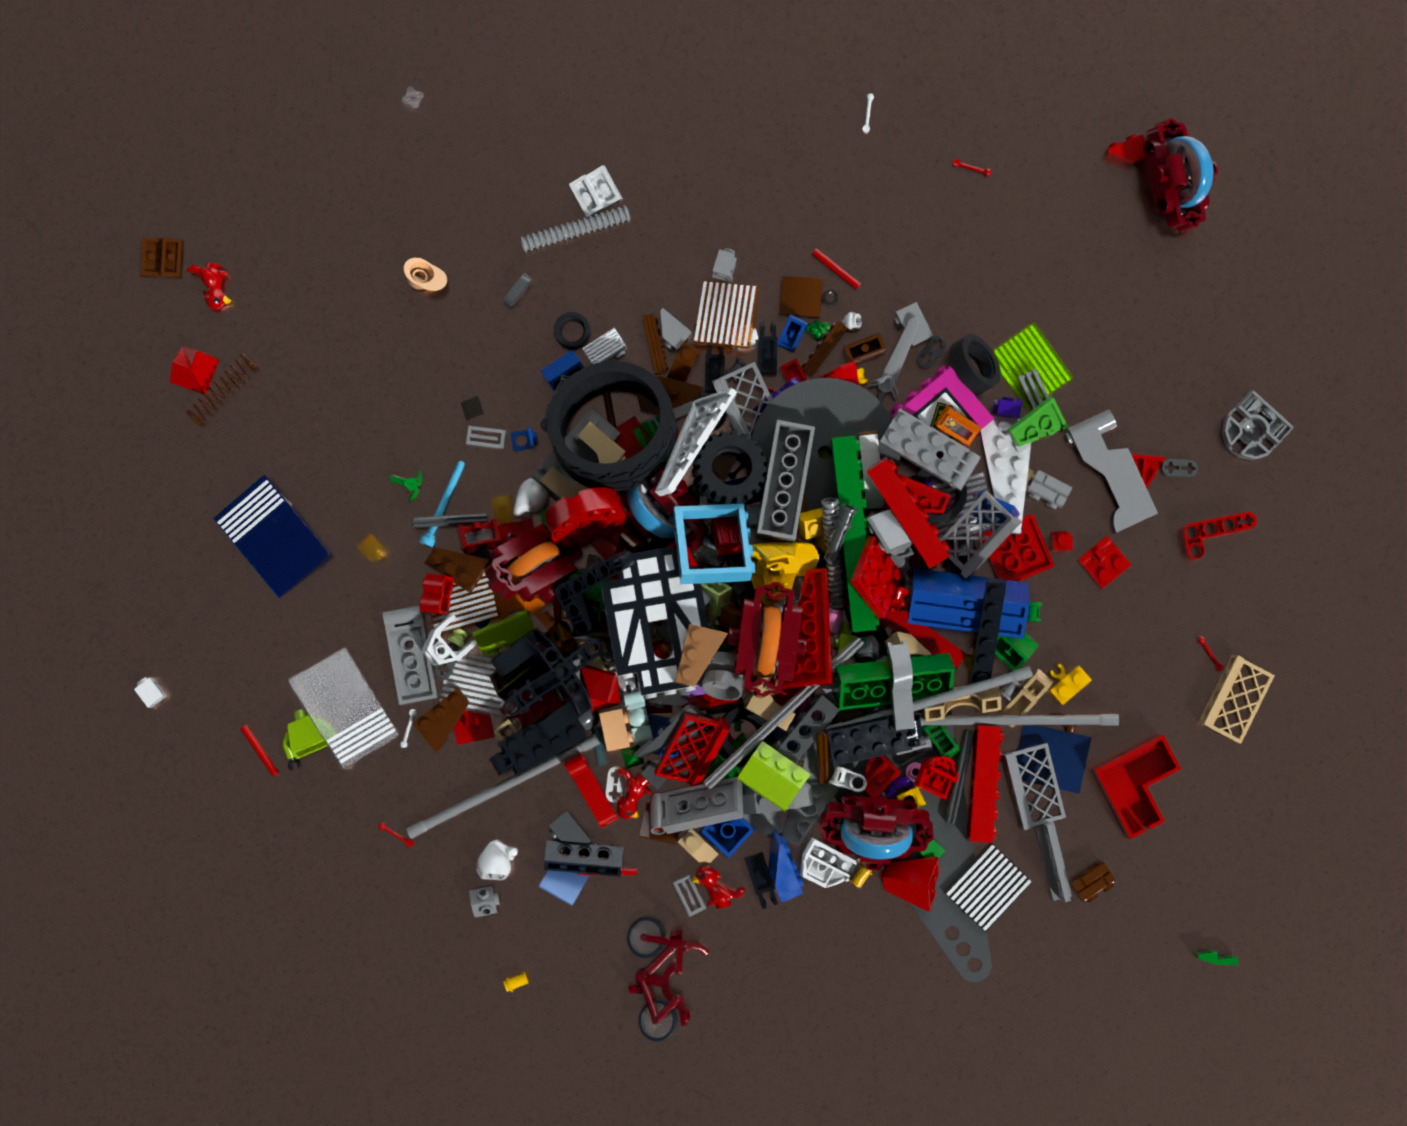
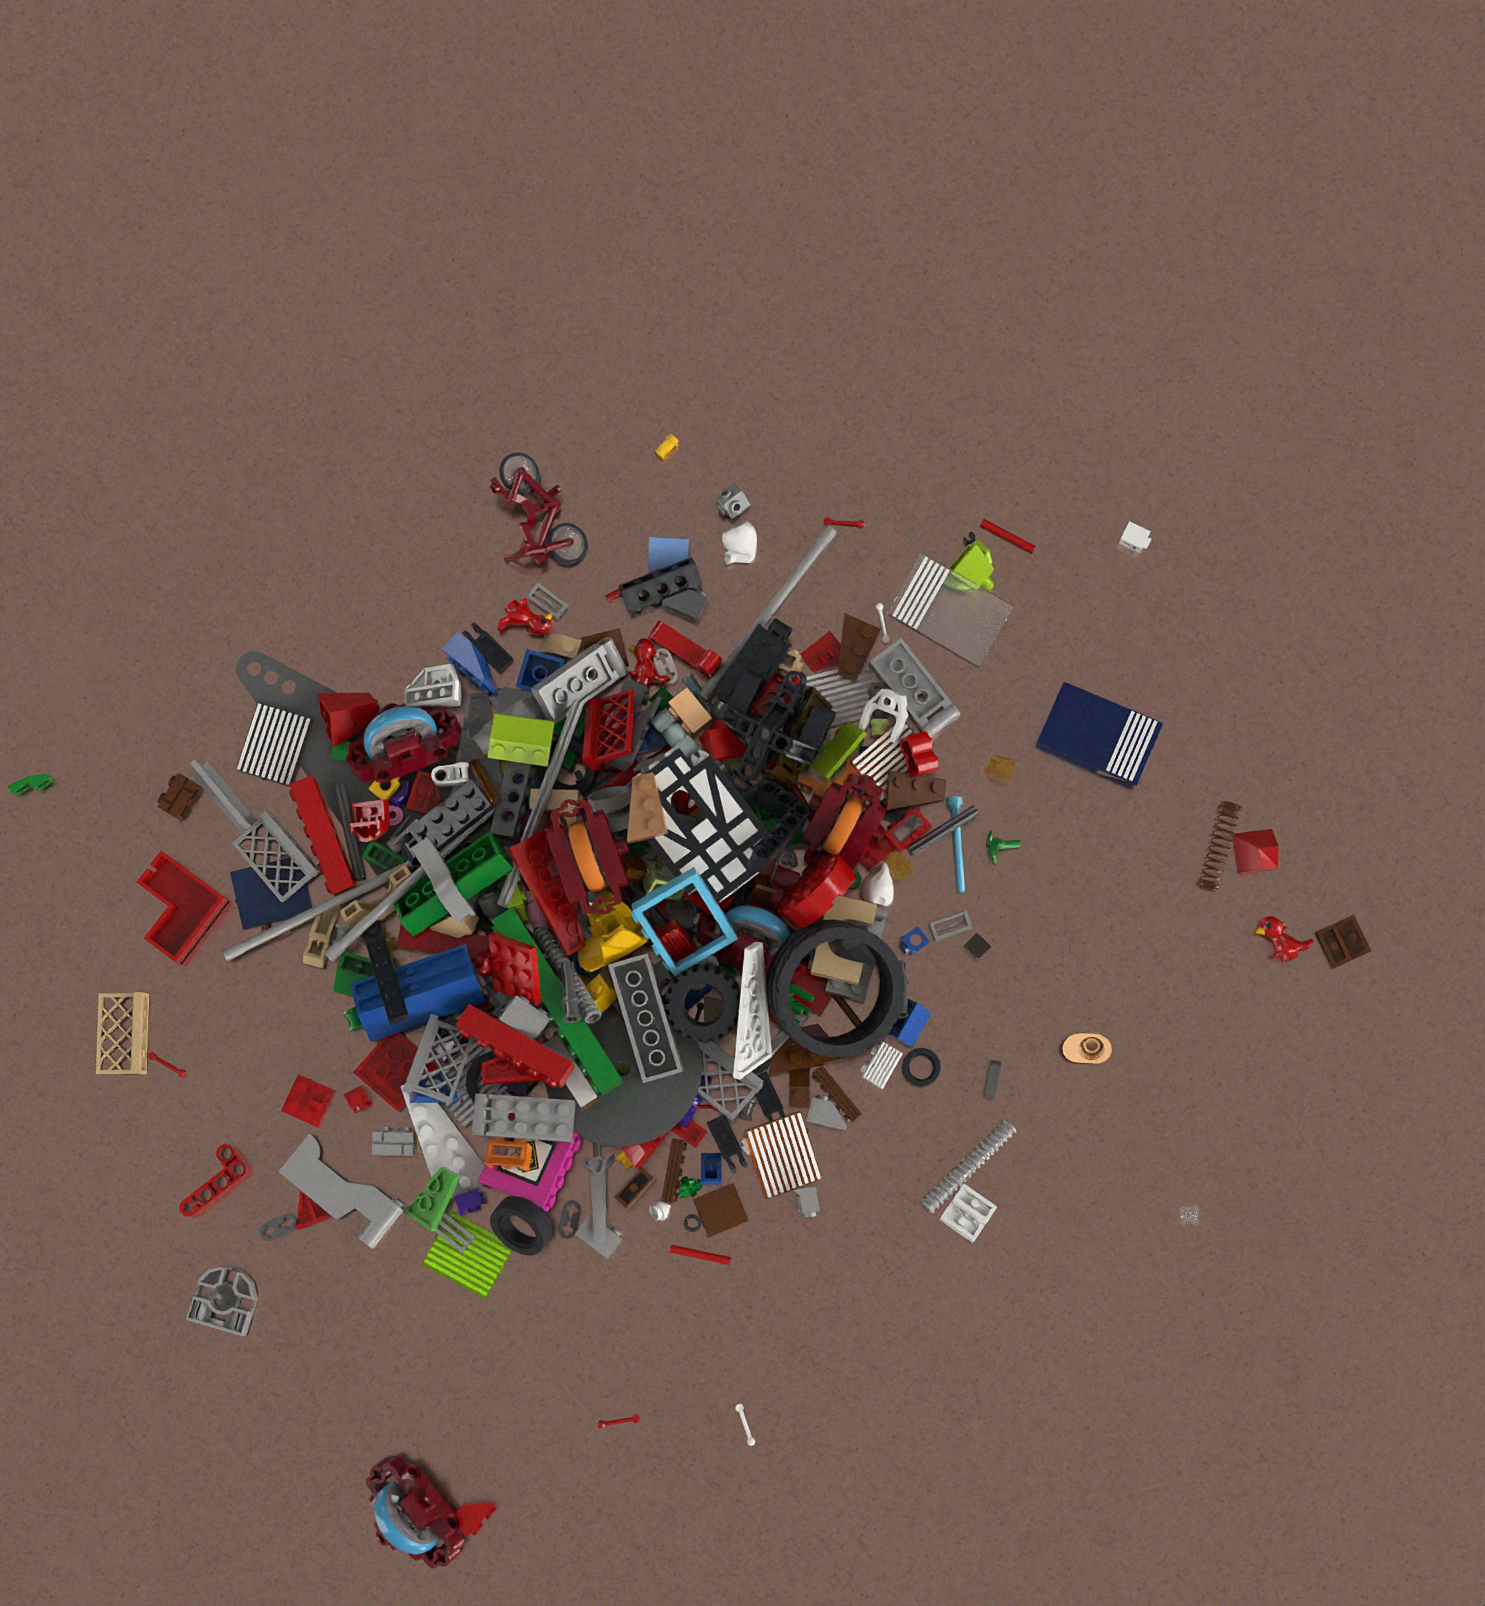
camera: 160 degrees right, 5 degrees down
(861, 876) = (397, 694): yellow pin -> none
(1068, 683) = (287, 967): yellow brick -> none

